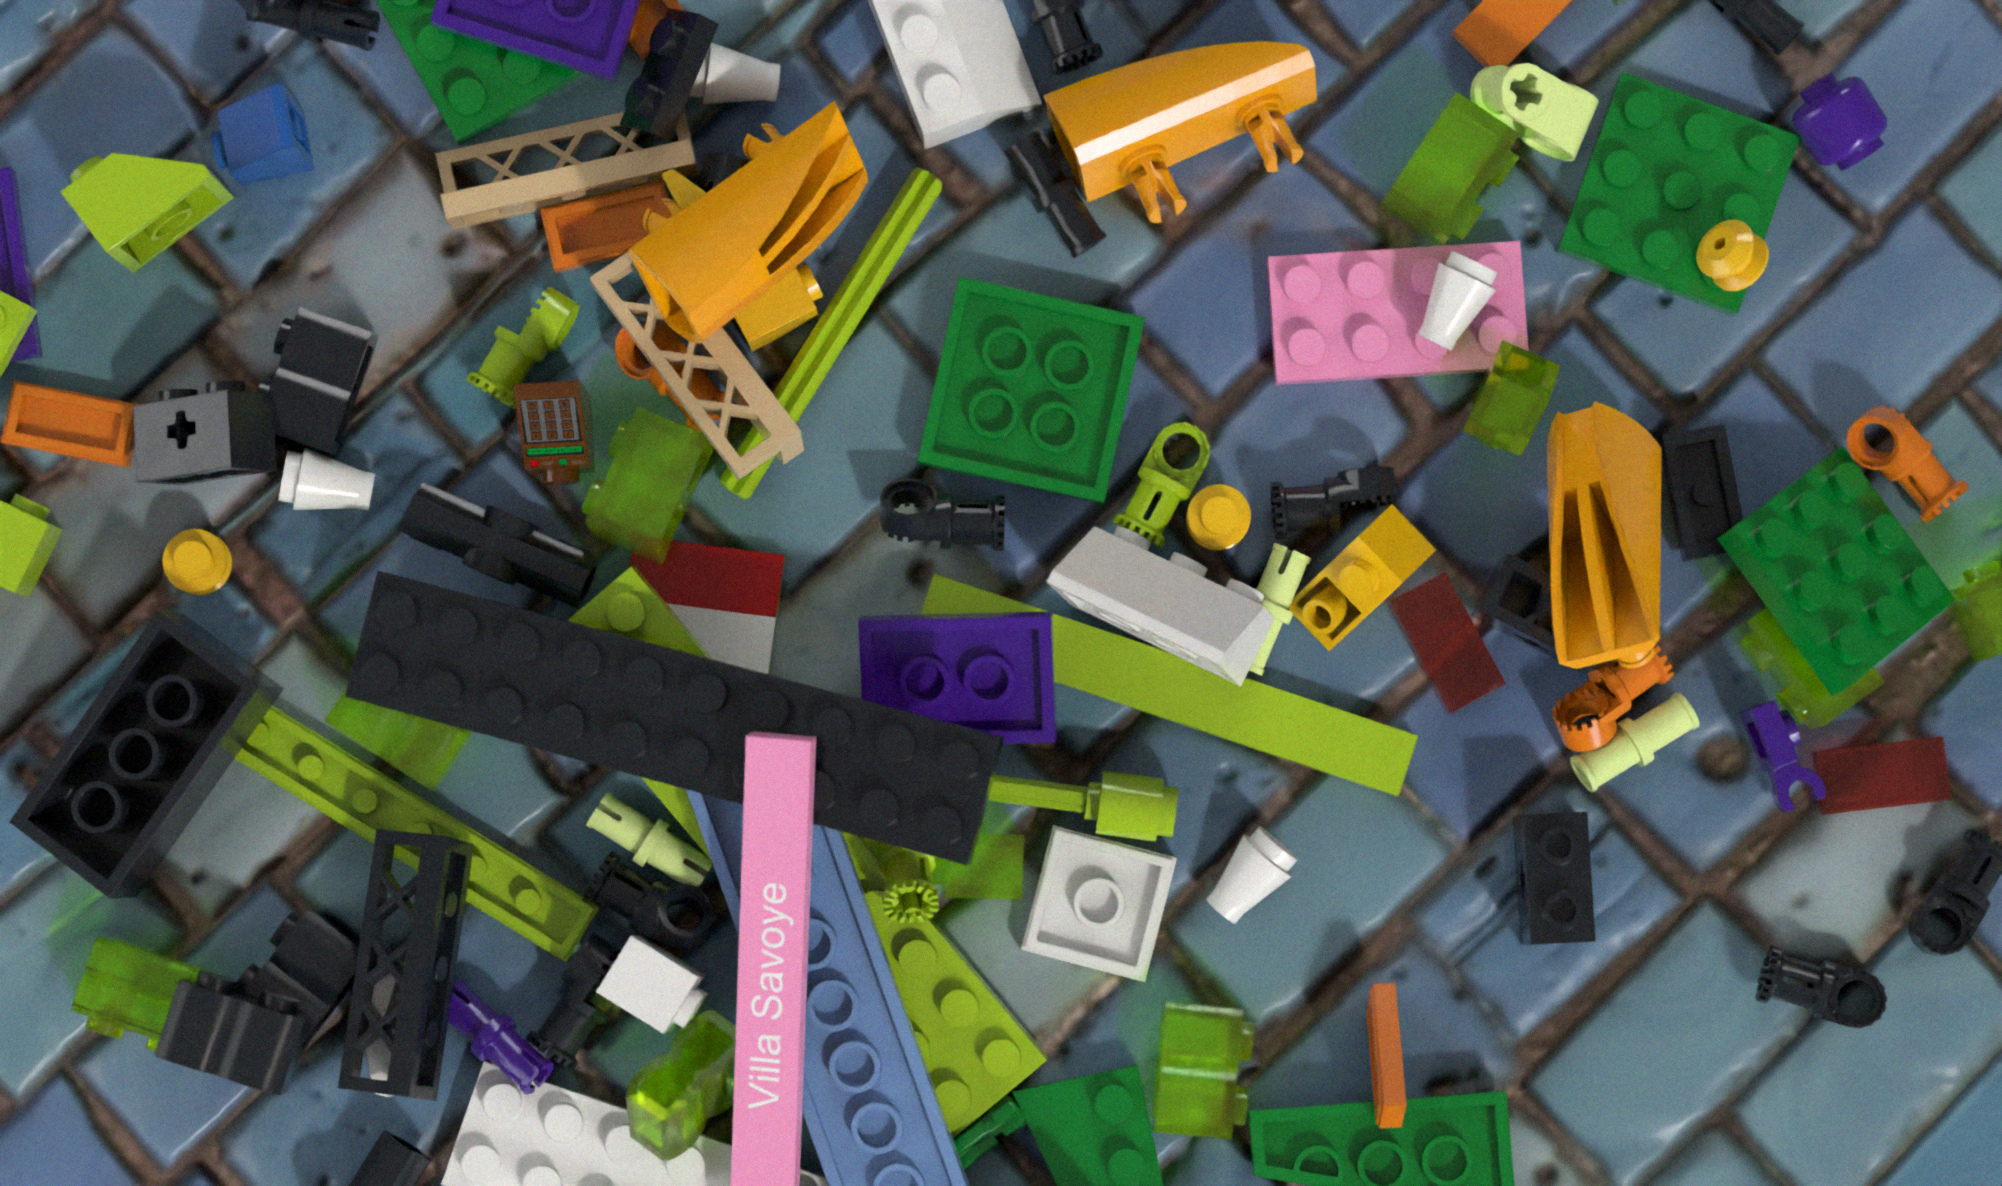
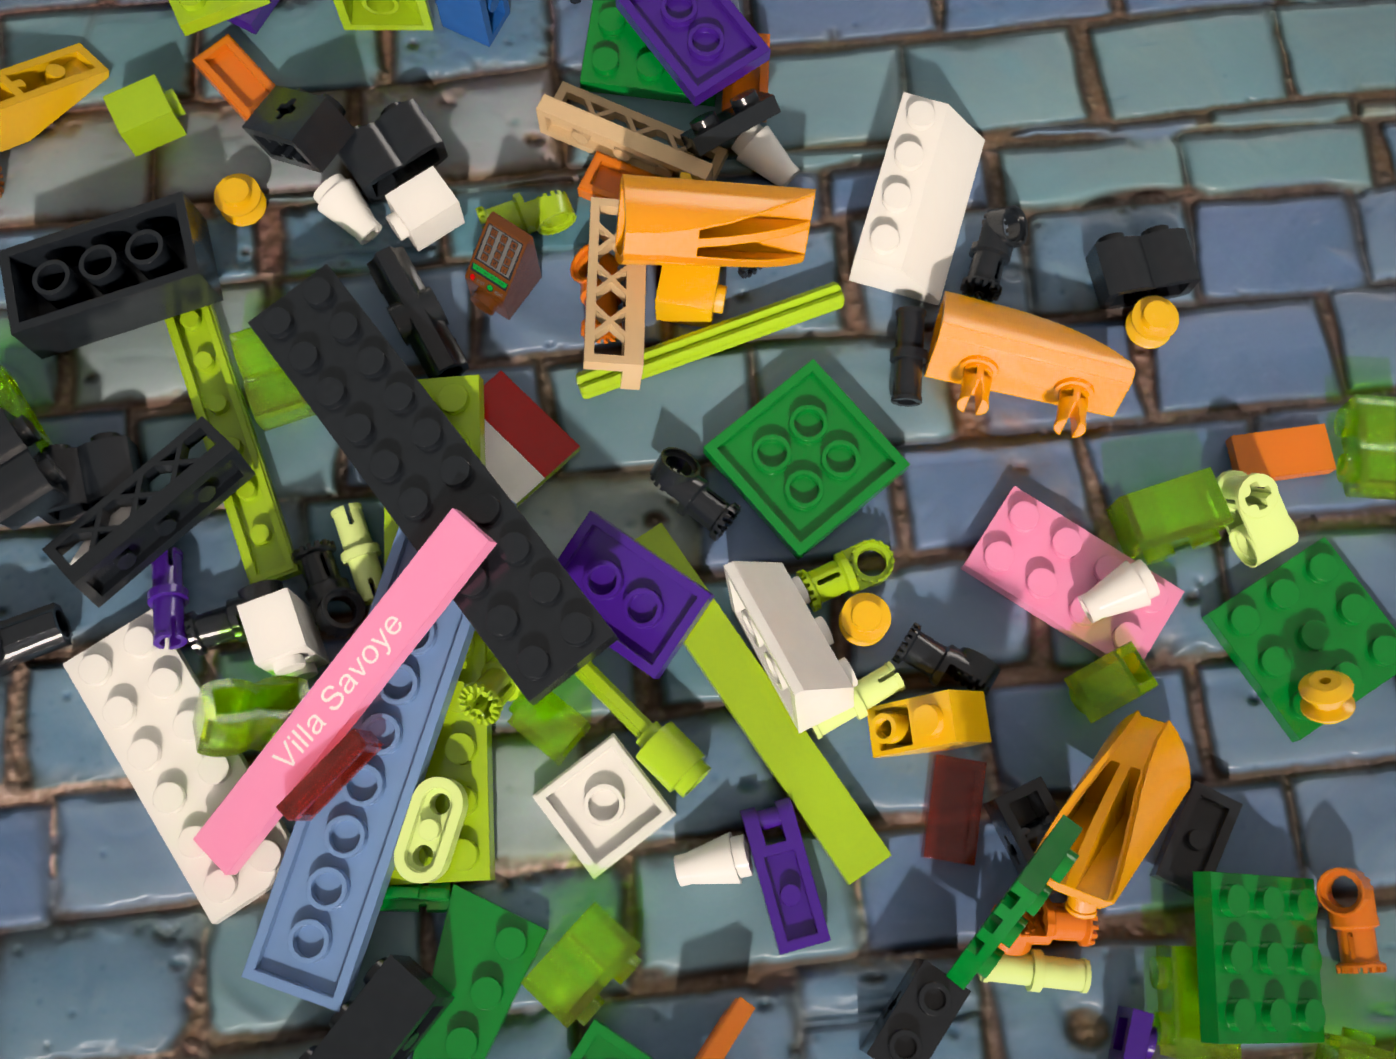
camera: 40 degrees right, 10 degrees down
(413, 425) = (423, 209): none -> white brick
(647, 484) = (530, 342): clear neon green brick -> none
(823, 1081) = (330, 775): none -> clear red tile
(956, 1055) = (428, 827): none -> yellowish green plate
(1330, 837) = (785, 878): none -> dark purple plate
(1572, 690) = (1025, 895): none -> green wing

